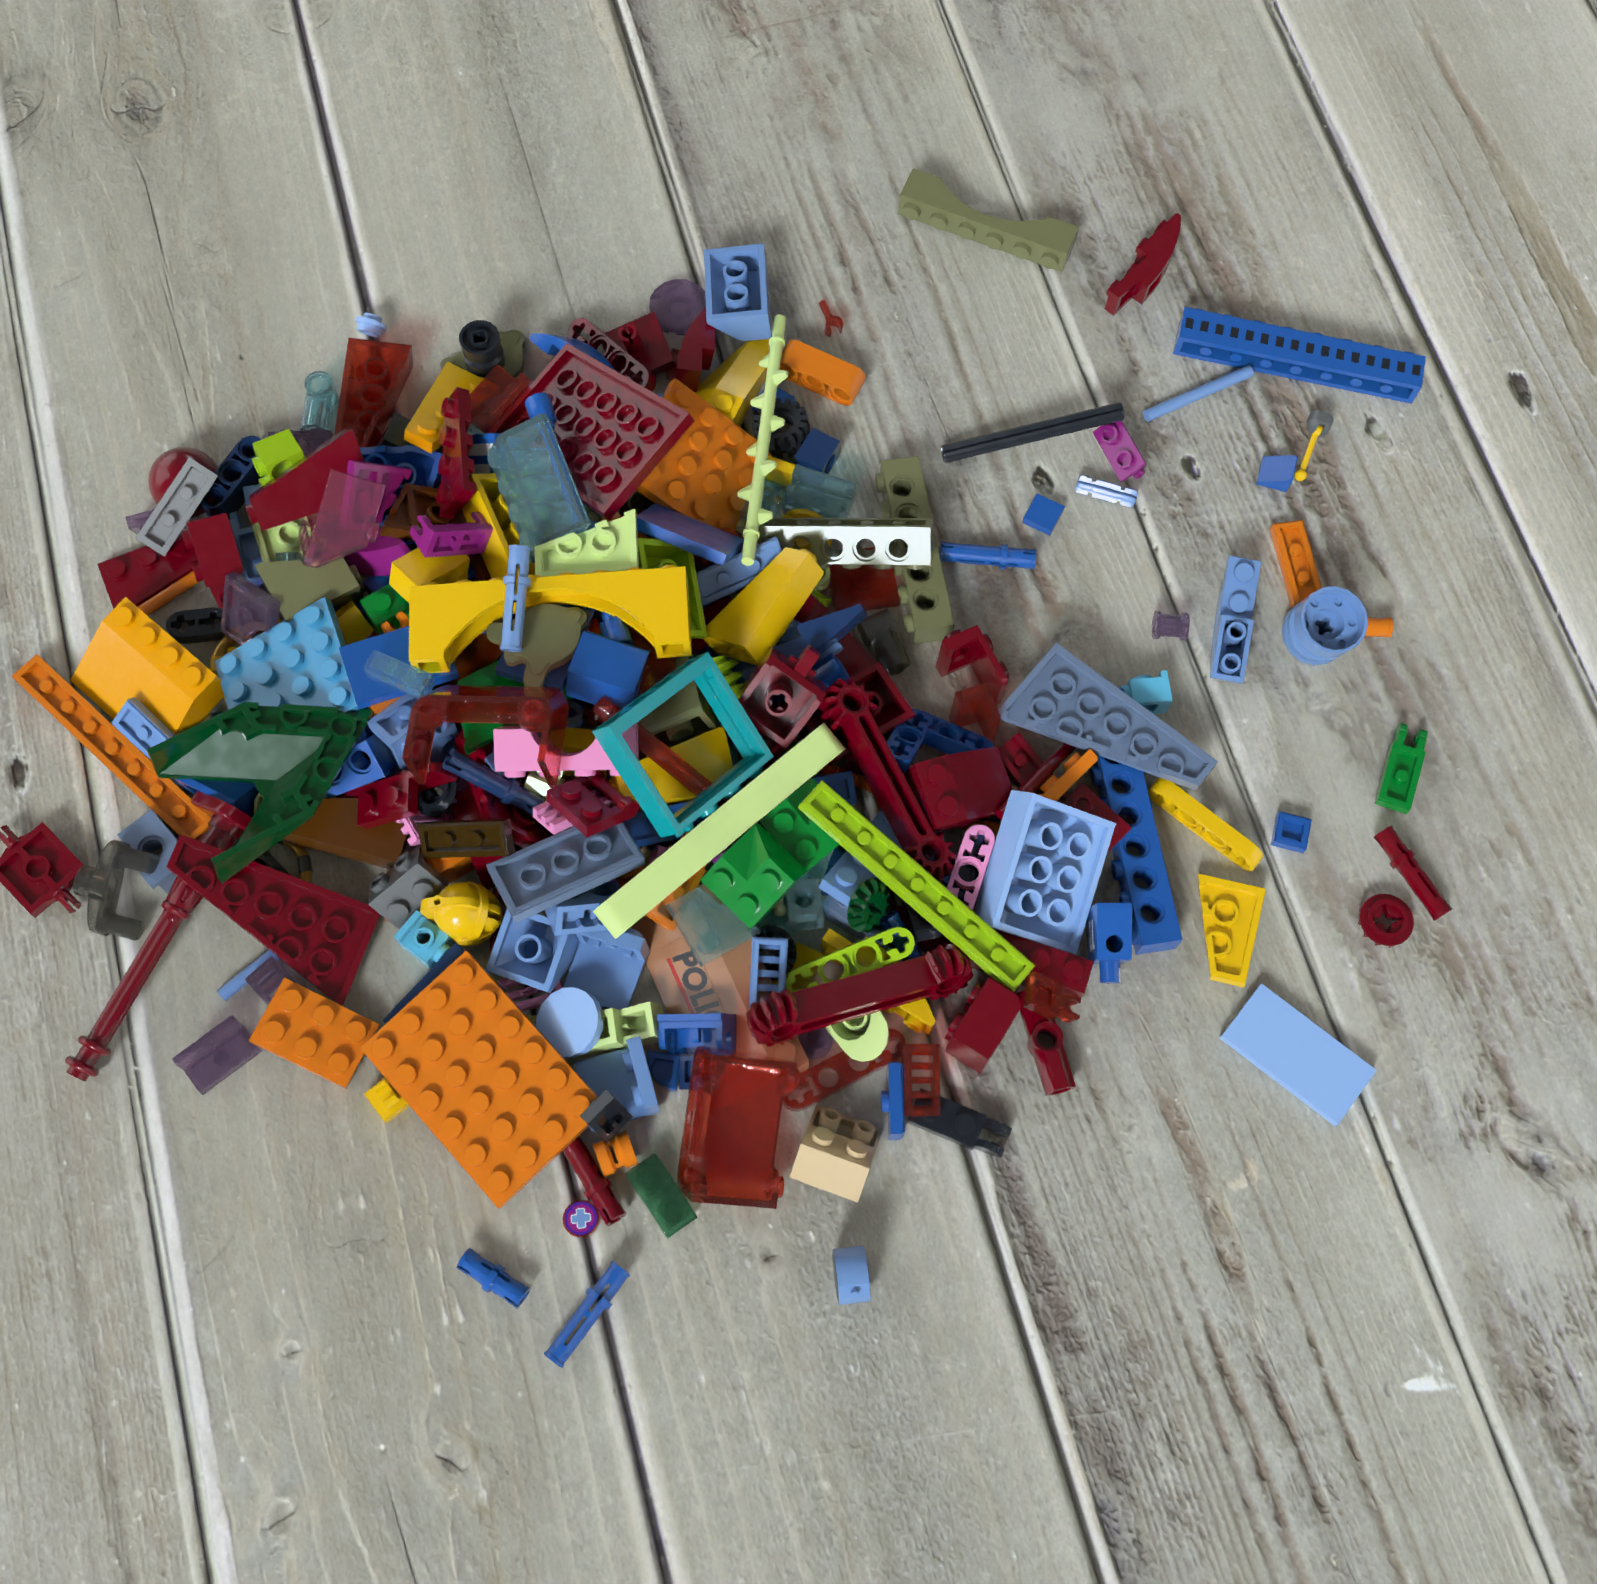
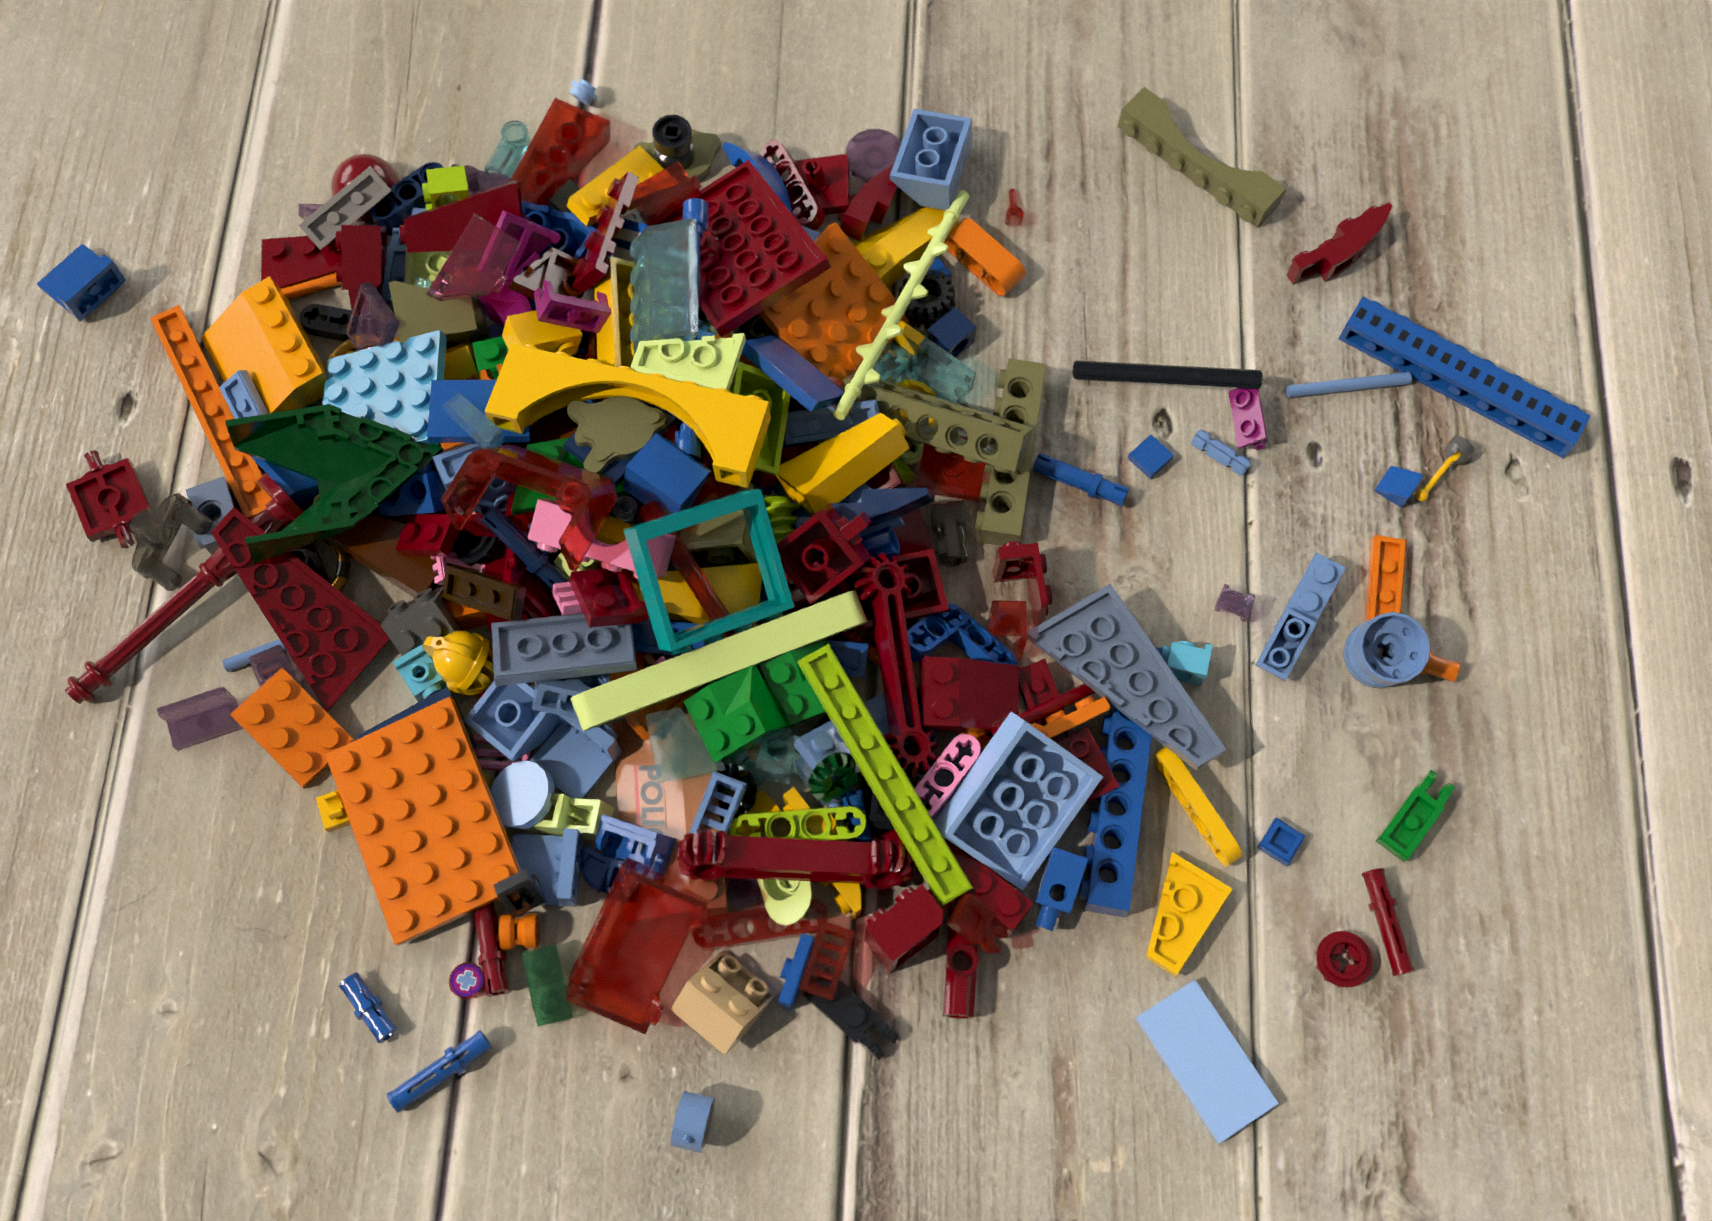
camera: 20 degrees right, 0 degrees up
(518, 557) = (600, 383): medium blue pin -> none

